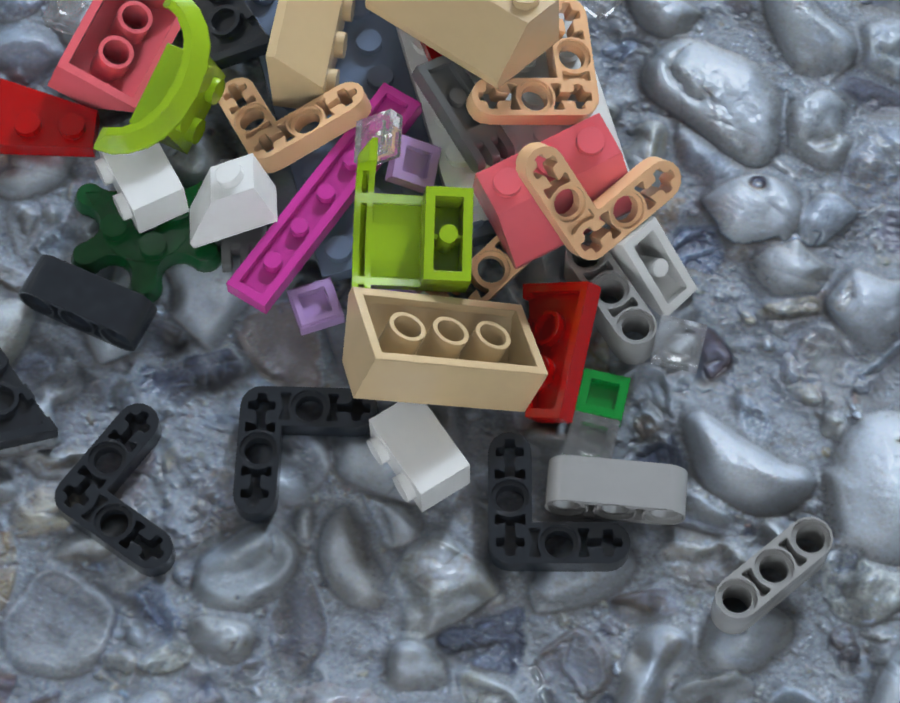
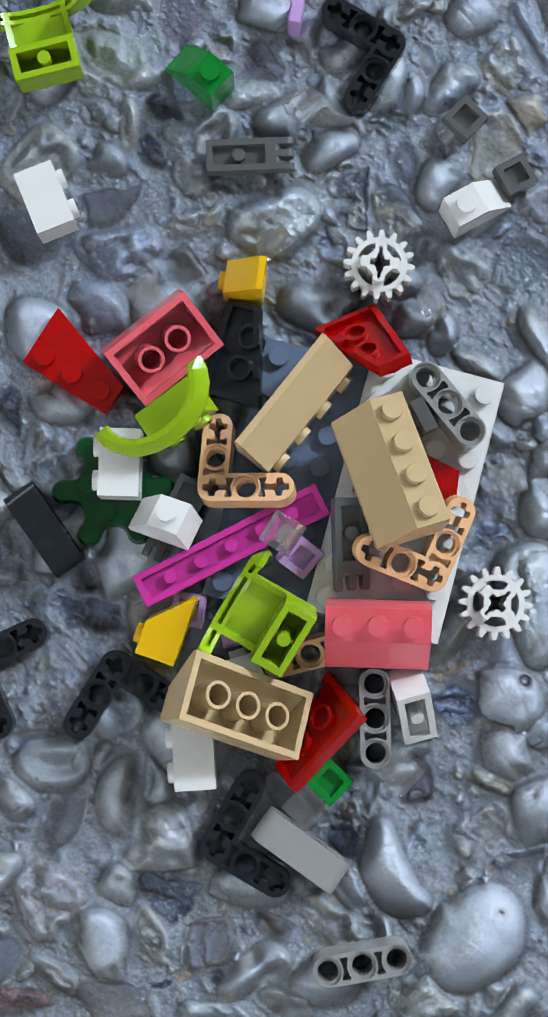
camera: 30 degrees right, 20 degrees up
(302, 332) = (165, 632): none -> yellow slope
(585, 213) = (379, 674): light nougat beam -> none
(687, 124) = (505, 614): none -> white gear

